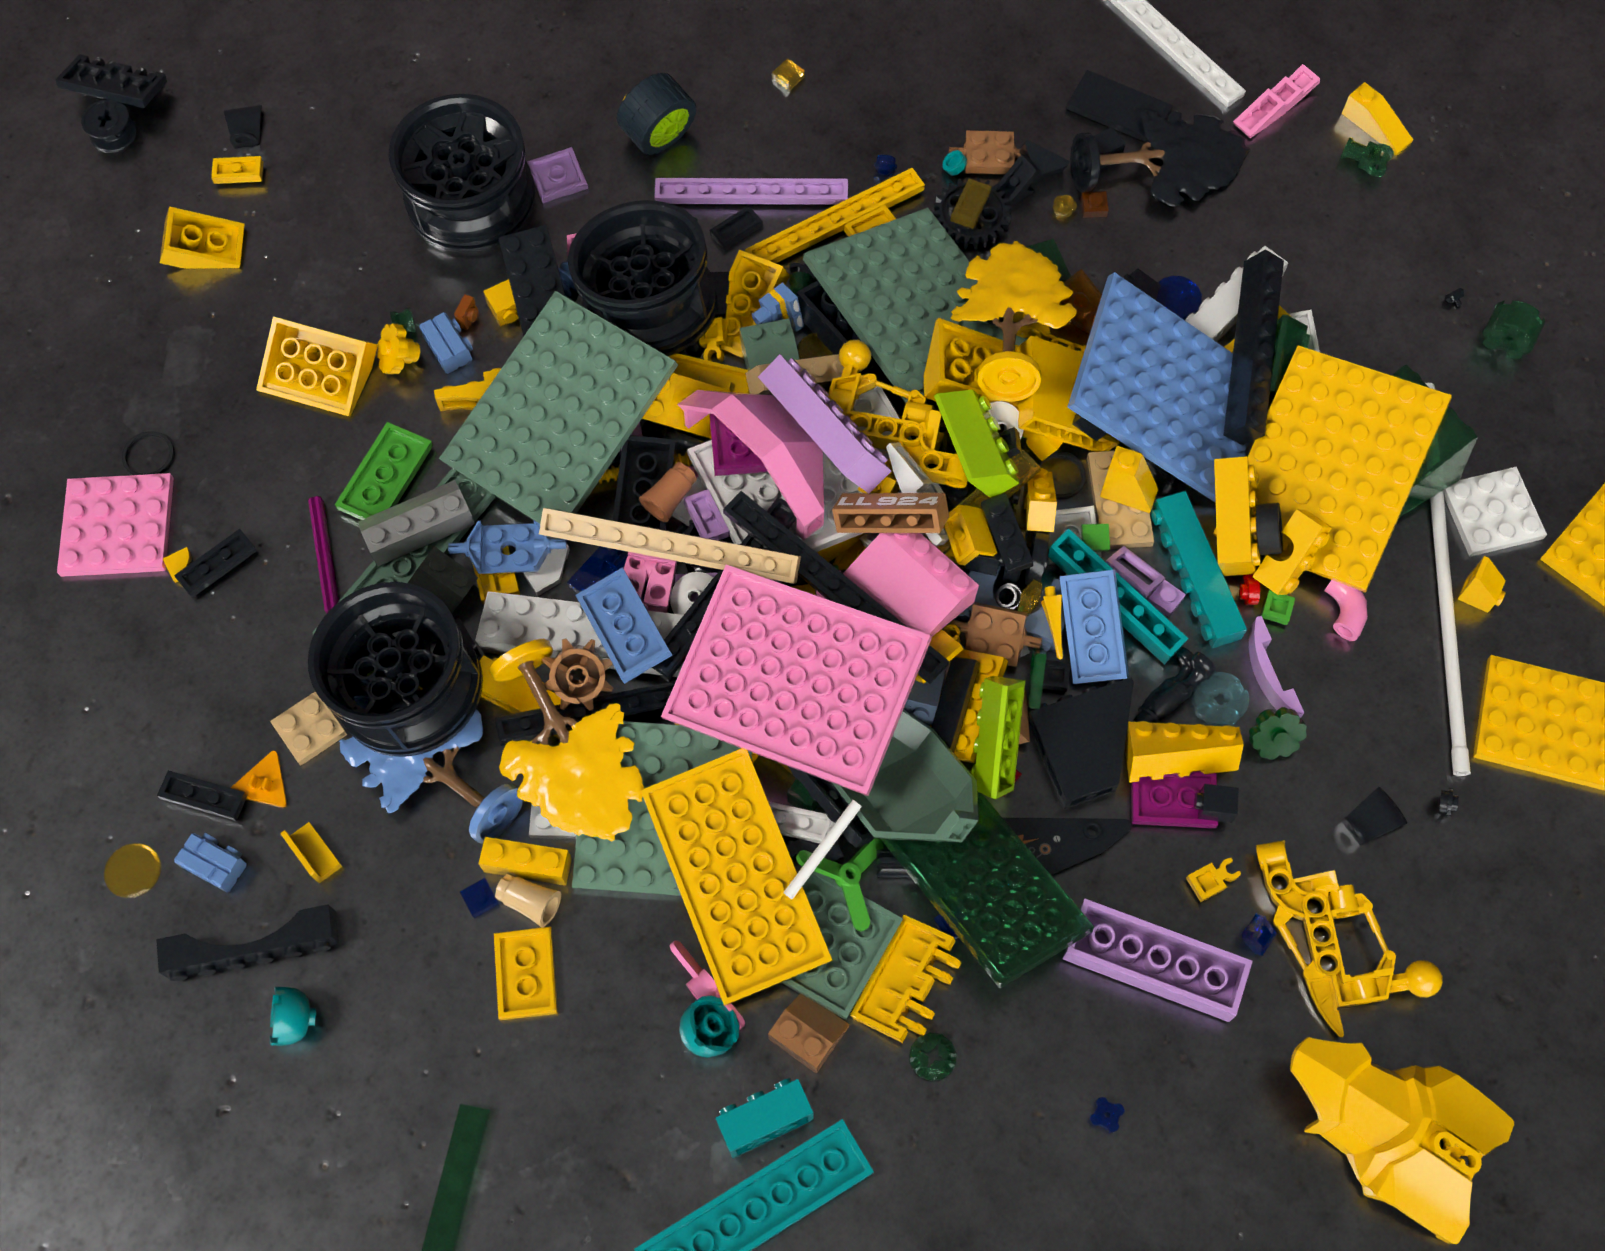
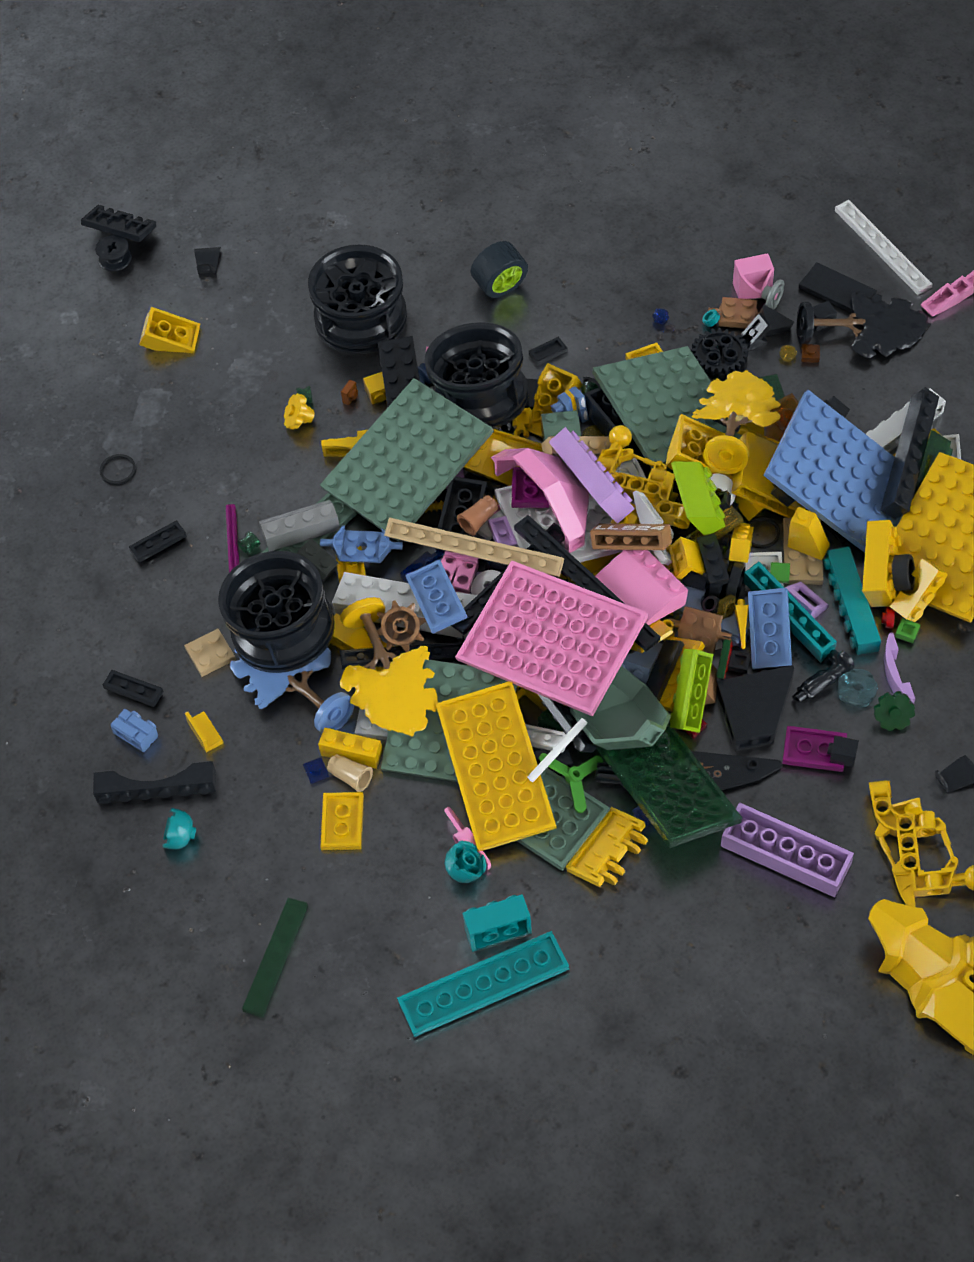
camera: 10 degrees right, 10 degrees down
(115, 525) = (91, 512): bright pink plate -> none
(132, 870) = (79, 733): clear yellow piece -> none
(177, 561) = (131, 538): yellow tile -> none
(237, 169) = (199, 288): yellow plate -> none
(264, 782) = (176, 684): light orange piece -> none
(315, 366) = (240, 419): yellow slope -> none
(347, 554) = (248, 543): none -> clear green wheel
(384, 472) = (280, 492): bright green plate -> none
(446, 343) = (333, 411): medium blue brick -> none
(550, 572) = (389, 565): white tile -> none
(557, 175) = (424, 307): lavender tile -> none
(750, 190) = (564, 327): lavender plate -> none
(788, 74) = (598, 251): clear yellow plate -> none
(808, 1032) = (533, 875): medium nougat slope -> none
(834, 218) = (617, 350): yellow plate -> none
(938, 1069) = (624, 907): clear green gear -> none
(971, 203) = (718, 344): clear yellow tile -> none
(1007, 103) = (755, 280): none -> bright pink piece
(1099, 1118) = (739, 953): clear blue plate -> none
(1166, 598) = (828, 618): lavender plate -> none
(1179, 295) = (863, 417): clear blue tile -> none
(1180, 749) = (823, 715): yellow wedge -> none
(1210, 881) = (833, 805): yellow plate -> none
(1259, 934) = (863, 841): clear blue plate -> none
(1352, 610) = (962, 635): bright pink cylinder -> none

